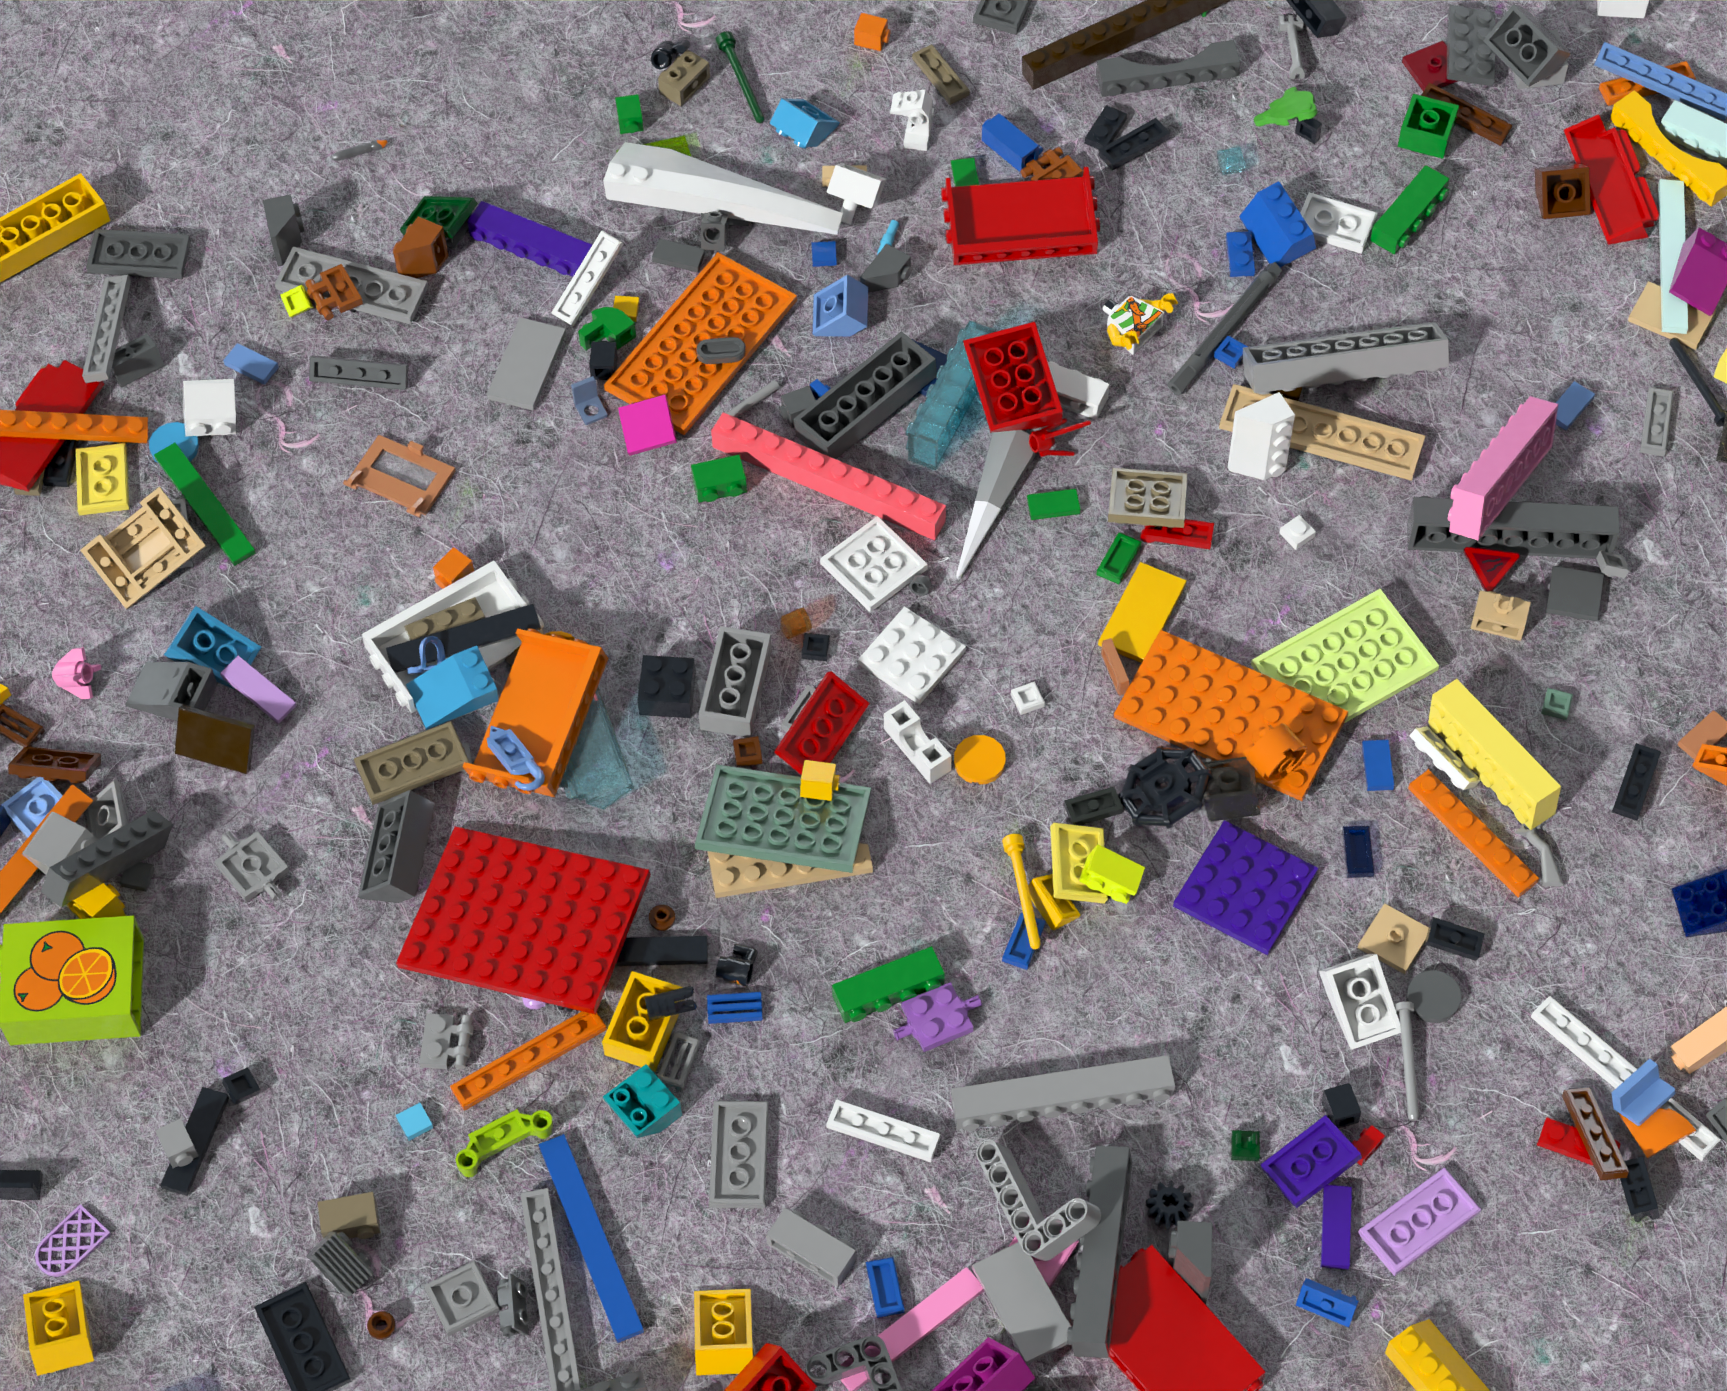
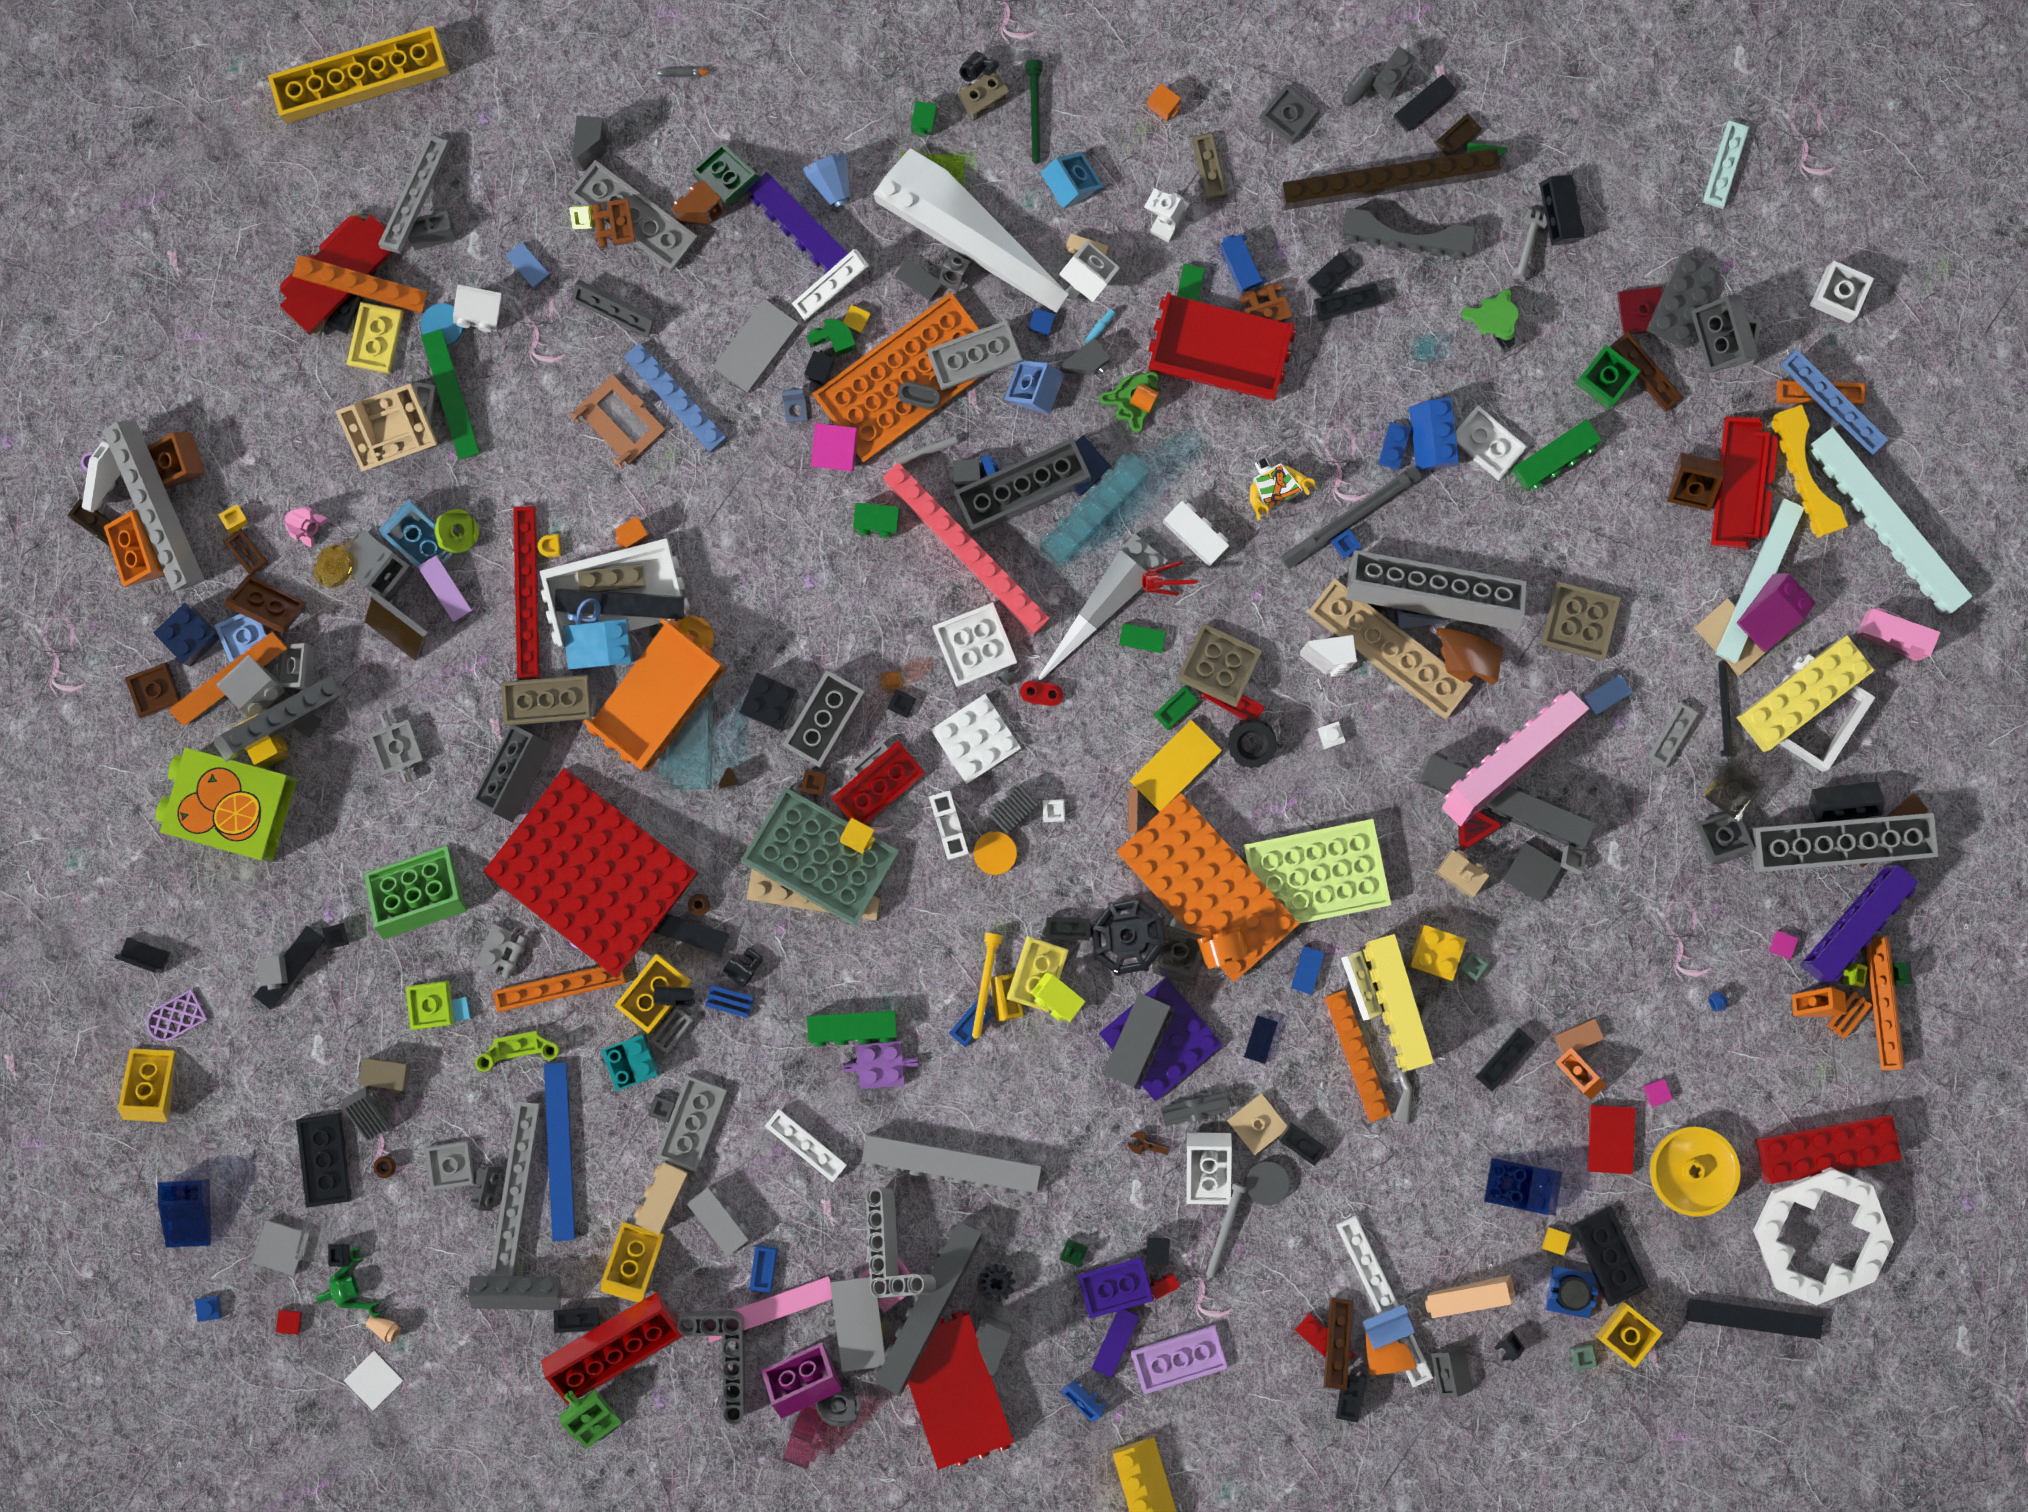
camera: 20 degrees right, 25 degrees up
(122, 705) = (333, 566): none -> clear yellow tile
(138, 253) = (464, 119): dark grey plate -> none
(249, 637) = (444, 531): none -> lime plate
(323, 1010) = (414, 892): none -> bright green slope
(351, 666) = (526, 593): none -> red tile
(364, 616) = (550, 546): none -> yellow tile
(379, 1126) = (430, 1005): none -> lime tile
(455, 436) = (675, 397): none -> medium blue plate
(515, 757) = (625, 732): medium blue plate -> none
(550, 188) = (830, 178): none -> medium blue cone
(651, 778) = (728, 780): none -> dark brown slope
(697, 1149) = (662, 1108): none -> dark grey tile
(732, 1243) = (661, 1197): none -> tan brick
(765, 298) = (974, 355): none -> light grey tile
(950, 292) = (1122, 396): none -> bright green tile
(961, 283) = (1144, 397): none -> orange brick
(967, 591) = (1041, 693): none -> red plate
(982, 706) = (1013, 808): none -> dark grey brick
(1014, 379) = (1146, 522): red slope -> none
(1223, 886) = (1139, 1041): none -> dark grey brick
(1230, 546) = (1252, 726): none -> black tyre
(1277, 1001) = (1149, 1145): none -> reddish brown bar
(1317, 943) = (1195, 1109): none -> dark grey piece
(1330, 394) = (1410, 619): none -> sand blue slope
(1407, 408) = (1470, 655): none -> dark orange slope
(1508, 347) = (1580, 621): none -> dark tan plate
(1512, 697) = (1436, 953): none -> yellow brick

